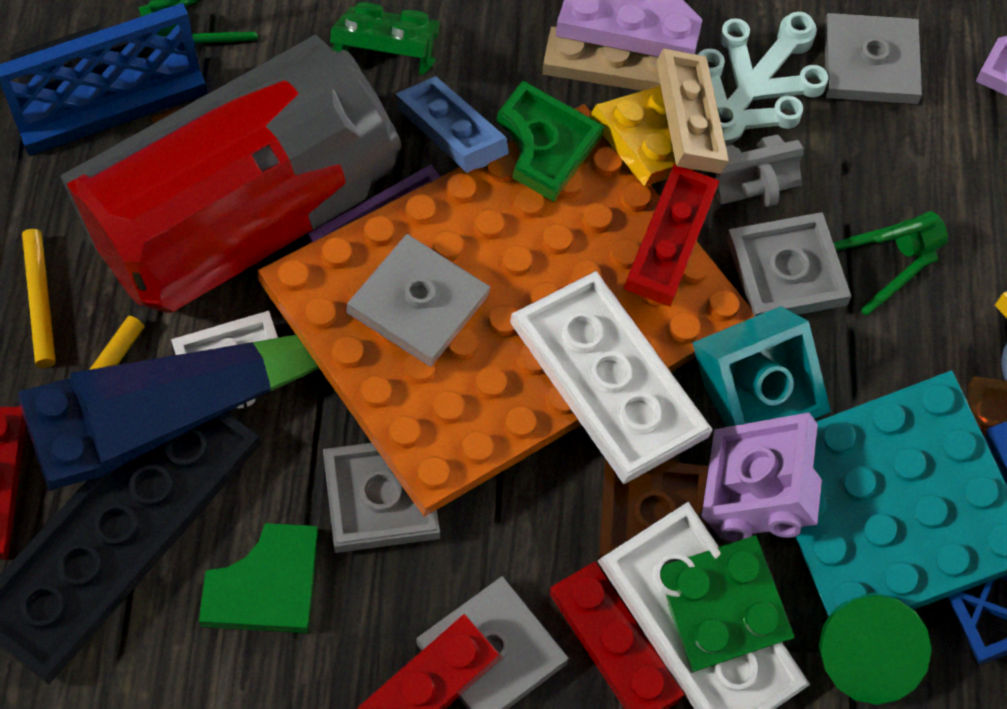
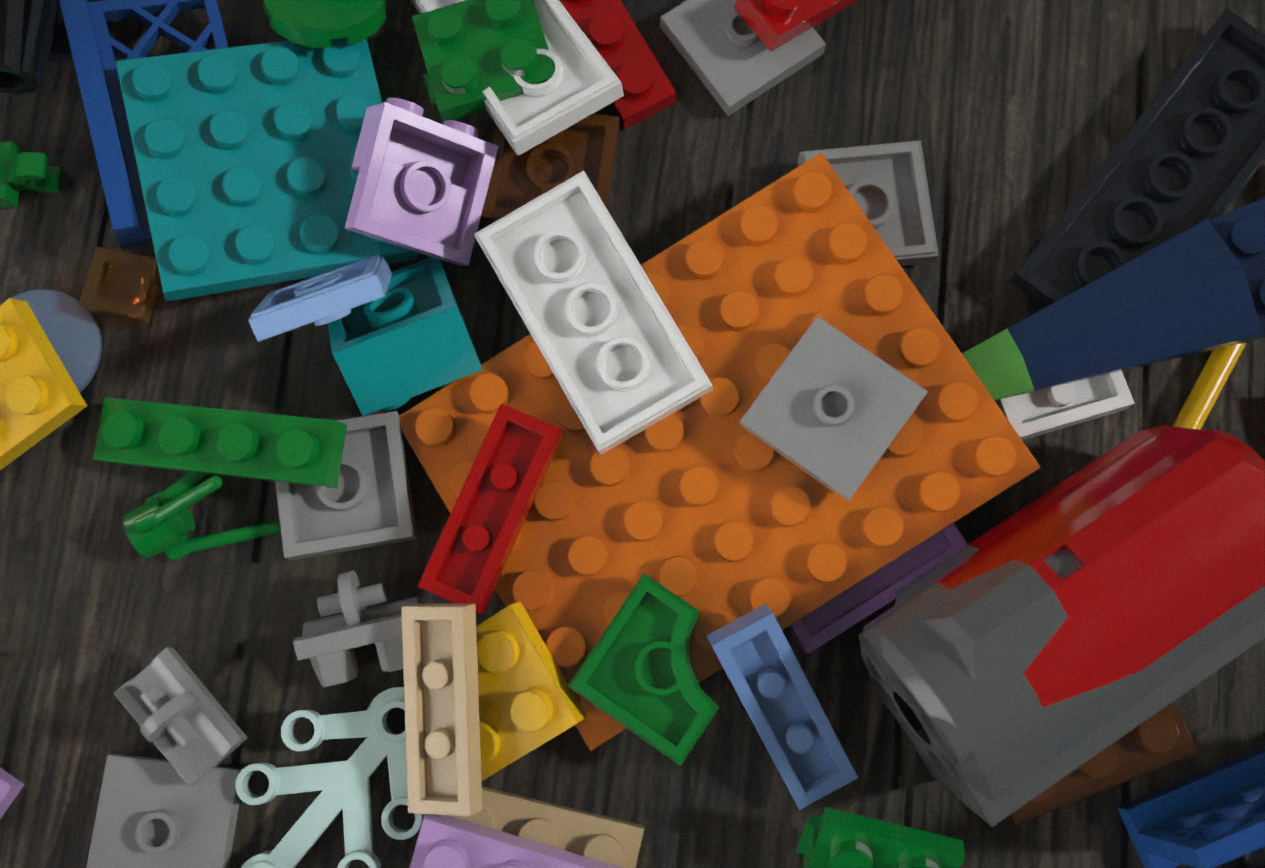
camera: 175 degrees left, 15 degrees up
(267, 587) = (990, 112): green tile -> none
(826, 371) = (321, 297): none -> light blue plate
(874, 112) = (180, 716): none -> light grey hips
(887, 286) = (221, 442): none -> green plate

